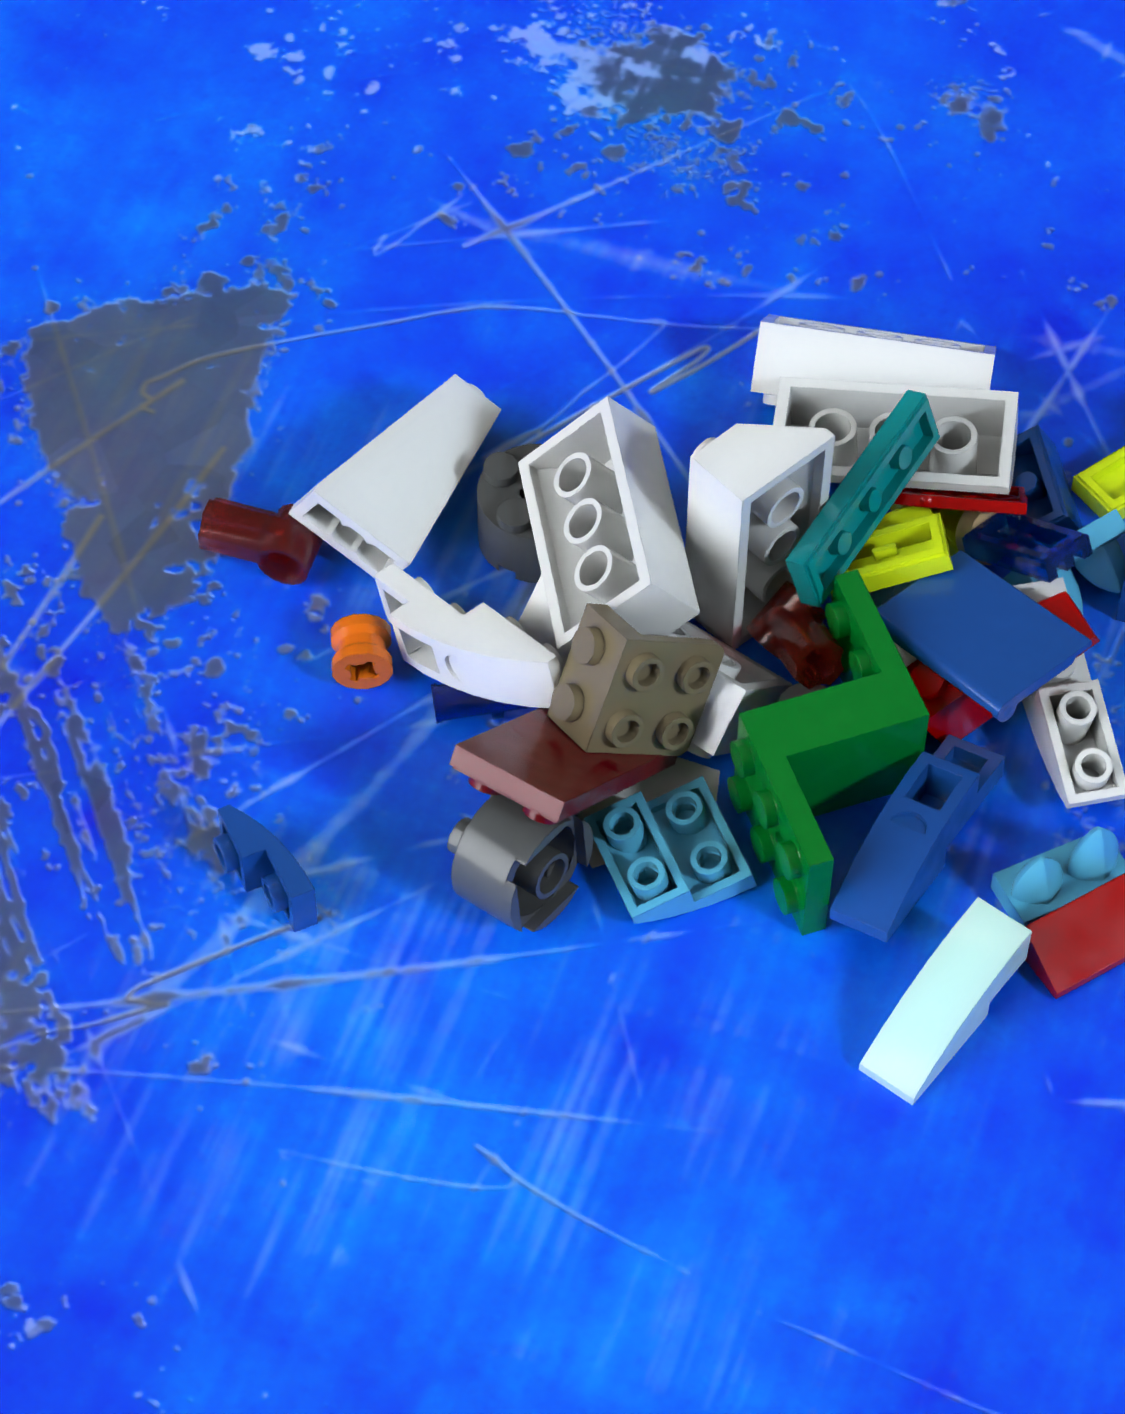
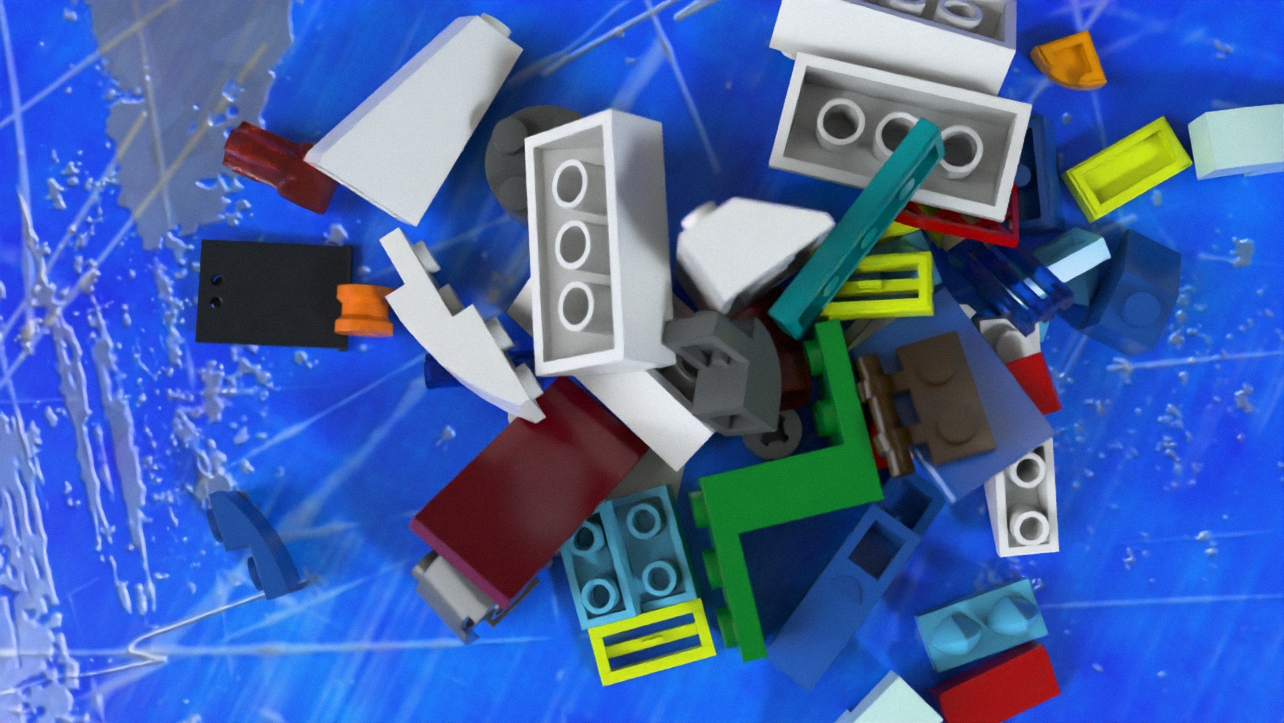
camera: 10 degrees right, 30 degrees up
(257, 654) = (271, 294): none -> black container
(632, 688) = (584, 444): dark tan bracket -> none
(714, 938) = (658, 663): none -> neon yellow tile
(758, 619) = (736, 371): none -> dark grey brick
(971, 622) = (942, 398): none -> dark brown plate
(1060, 391) = (1070, 62): none -> light orange tile

